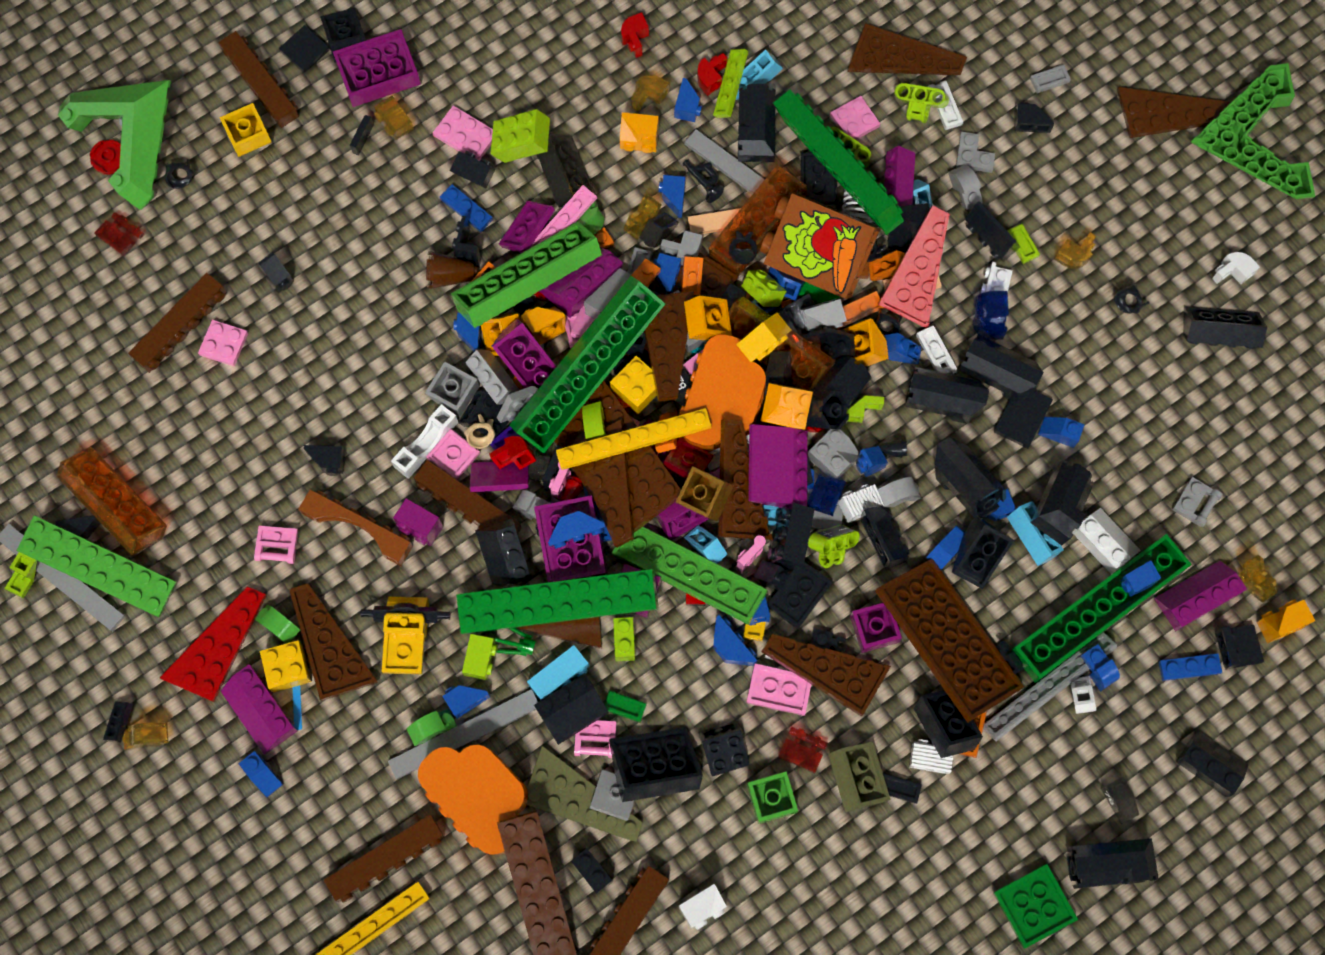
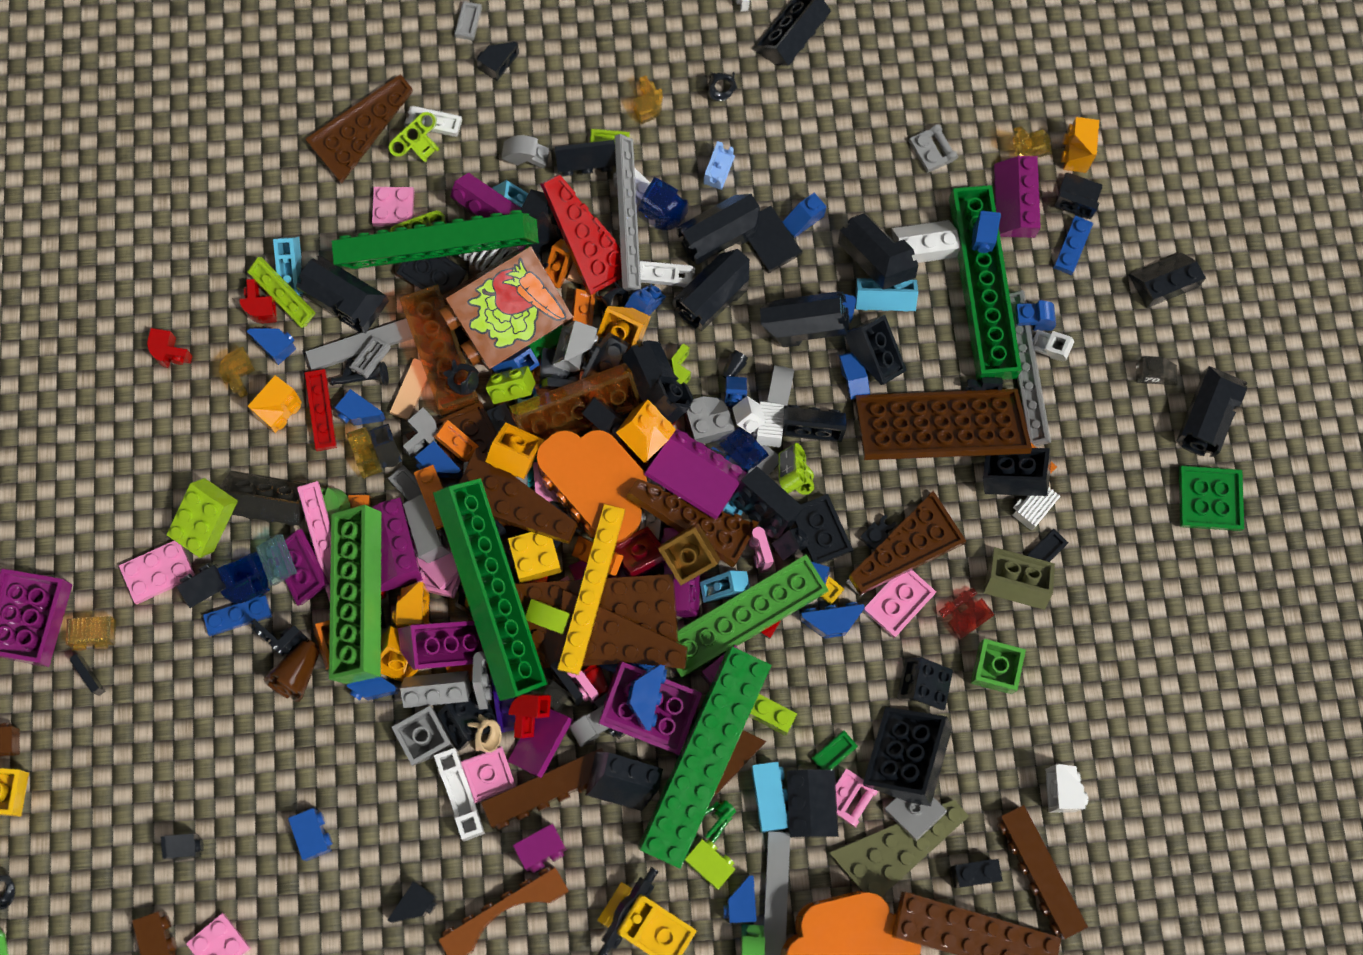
camera: 65 degrees left, 0 degrees up
(336, 355) = (310, 834): none -> blue brick
(494, 194) = (244, 579): none -> clear blue brick
(521, 206) = (276, 560): none -> clear light blue plate
(657, 168) = (320, 410): none -> red plate
(718, 176) = (372, 358): none -> light grey tile
(764, 338) = (570, 409): yellow brick -> none
(855, 480) = (748, 414): none -> white brick
(875, 627) = (892, 482): magenta brick -> none
(964, 290) = (627, 213): none -> light grey tile
(971, 157) = (496, 132): light grey plate -> none
(1058, 339) = (719, 166): none -> light blue hinge

